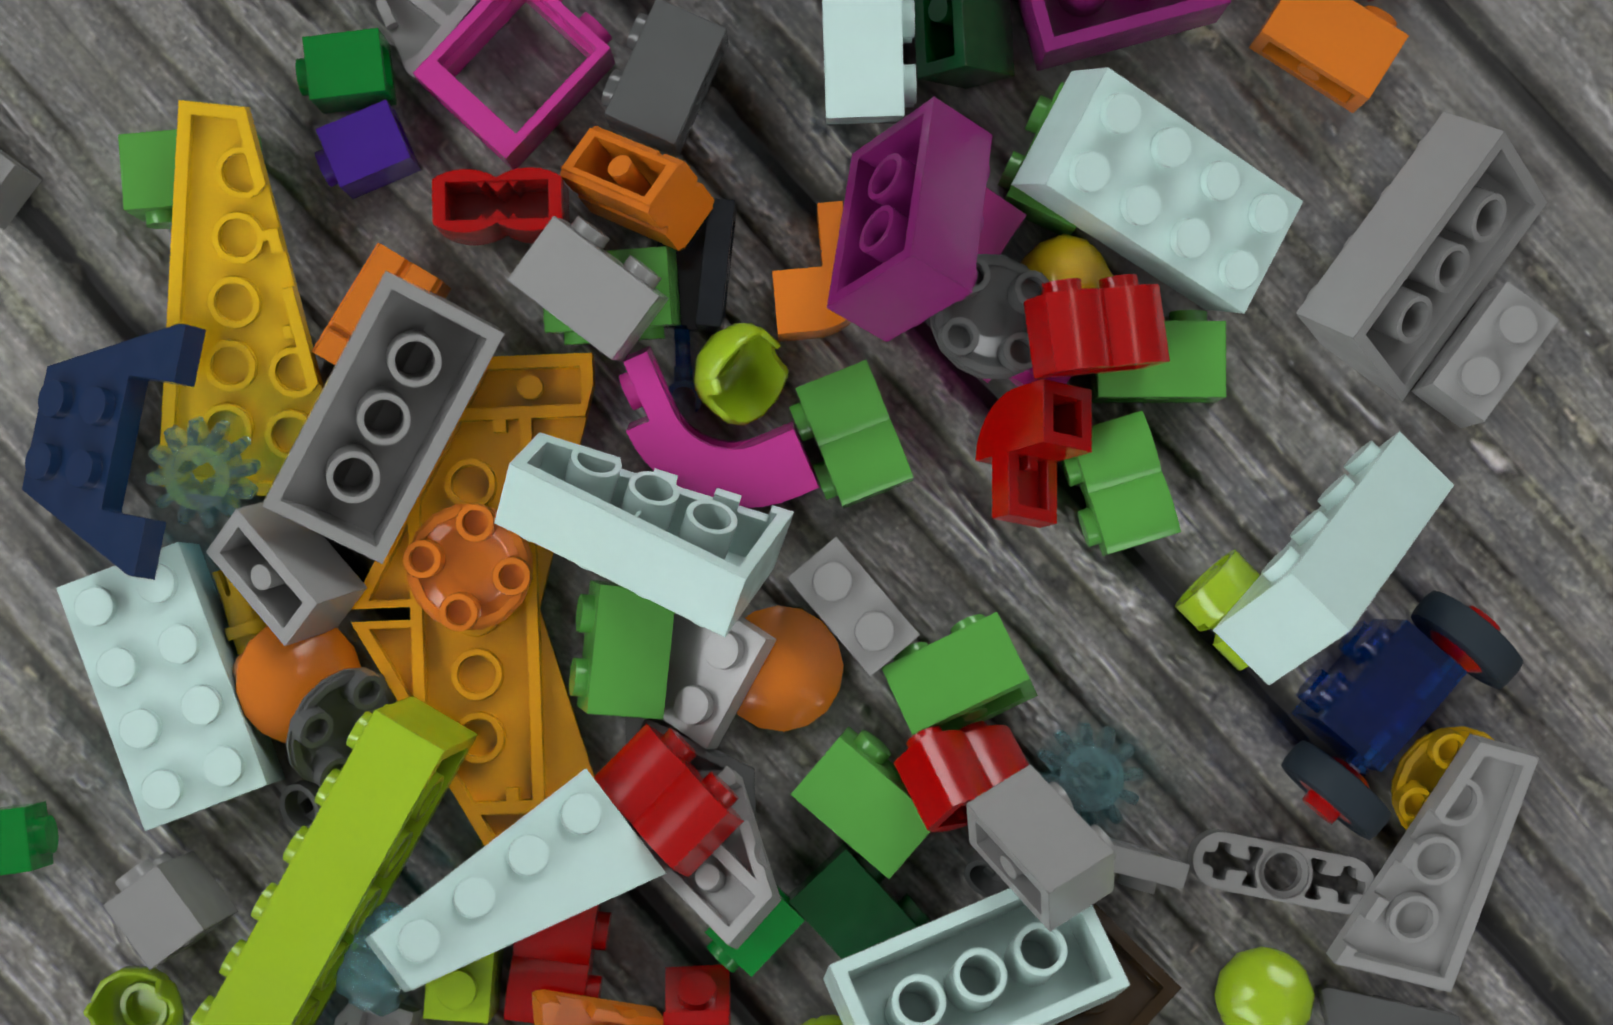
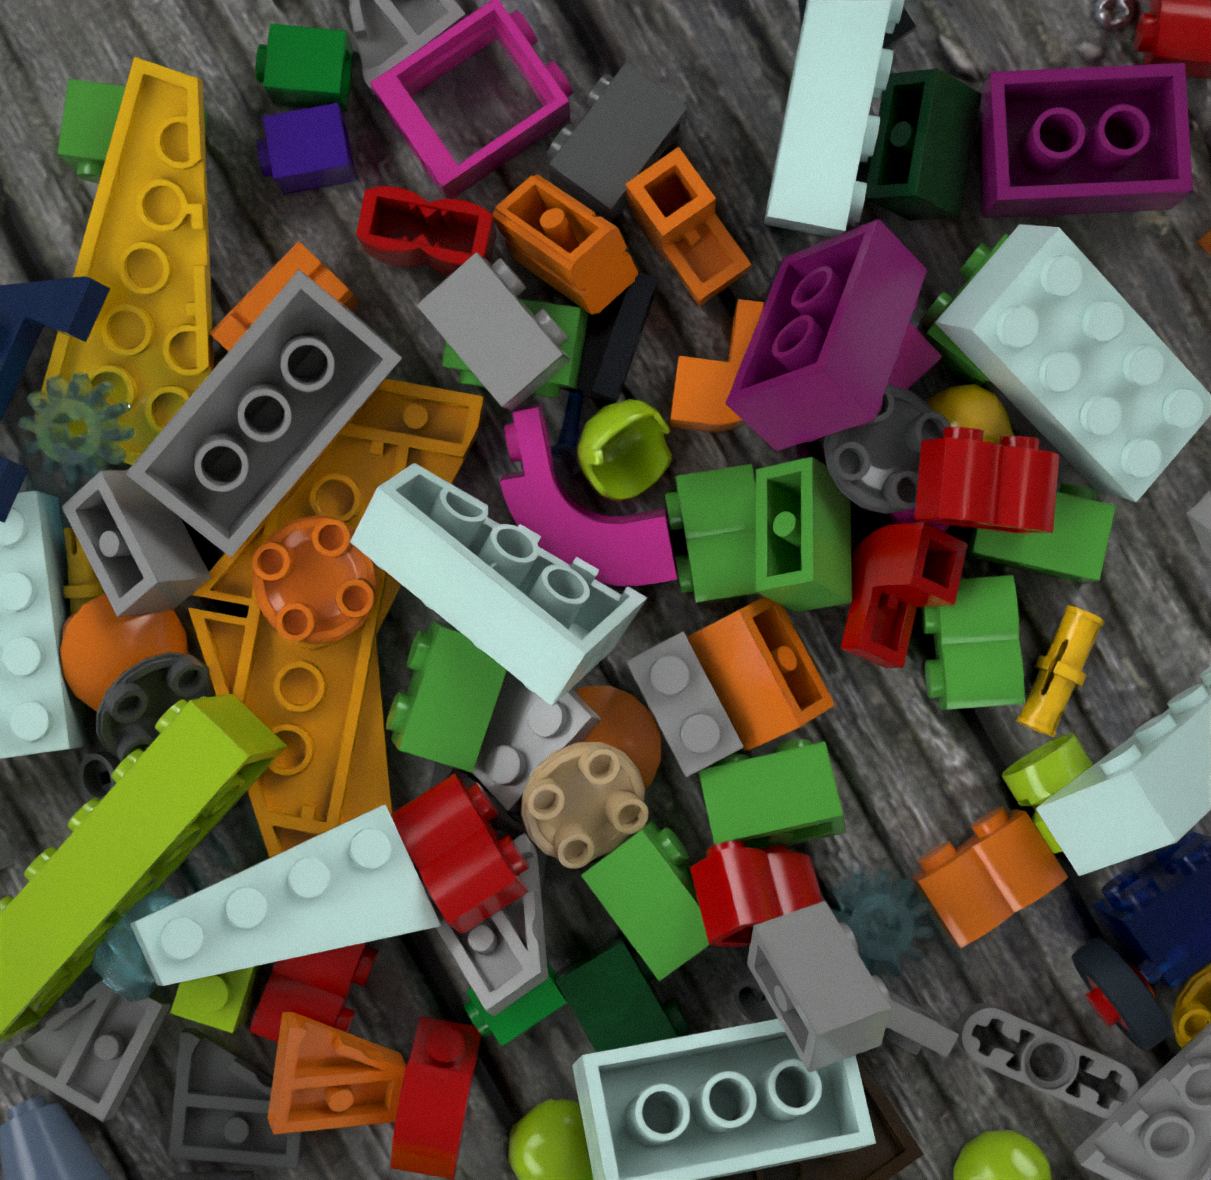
camera: 20 degrees right, 0 degrees up
(749, 146) = (682, 226): none -> orange brick
(777, 724) = (583, 802): none -> tan dish
(918, 559) = (761, 672): none -> orange brick
(930, 419) = (802, 536): none -> bright green brick
(1183, 706) = (987, 875): none -> orange brick
(1209, 492) = (1060, 670): none -> yellow pin

